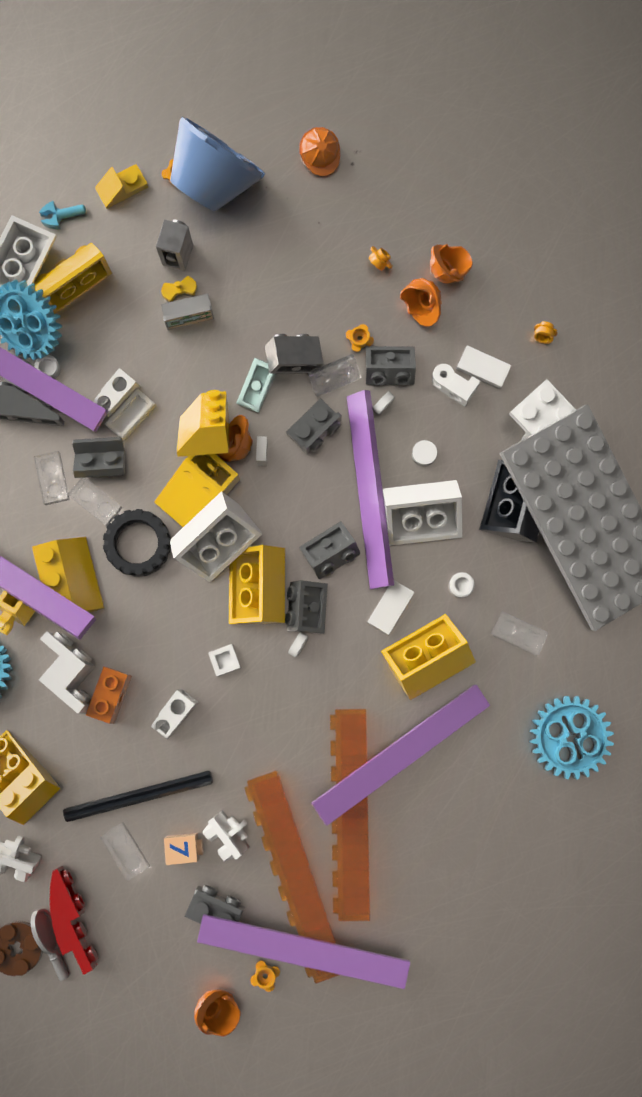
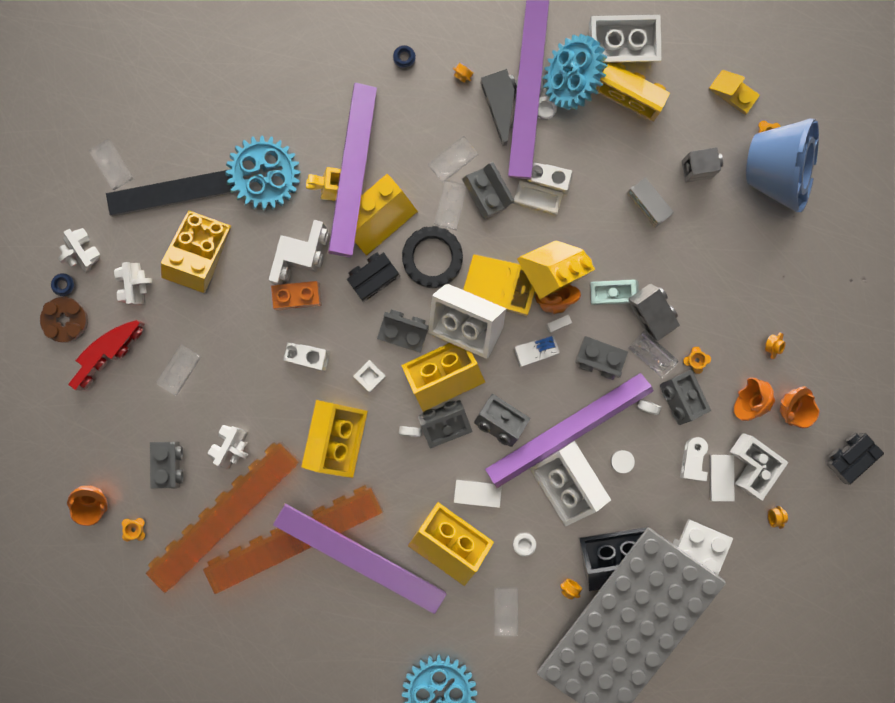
camera: 65 degrees right, 5 degrees up
(45, 938) = (81, 340): light grey piece -> none
(59, 214) = (684, 52): medium azure bar -> none
(127, 610) = (373, 276): none -> black brick
(137, 796) = (227, 358): black axle -> none
(183, 848) = (202, 415): light nougat brick -> none
(187, 285) = (661, 179): yellow piece -> none
(195, 605) = (403, 331): none -> dark grey bracket
(269, 724) = (334, 439): none -> yellow slope
(277, 485) = (536, 351): none -> white leg
(303, 951) = (166, 552): medium lavender tile -> none
(320, 151) = (848, 248): orange piece -> none
(487, 321) = (762, 466): none -> white brick
(521, 236) = (854, 457): none -> black brick
(526, 560) = (571, 589): none -> light orange plate

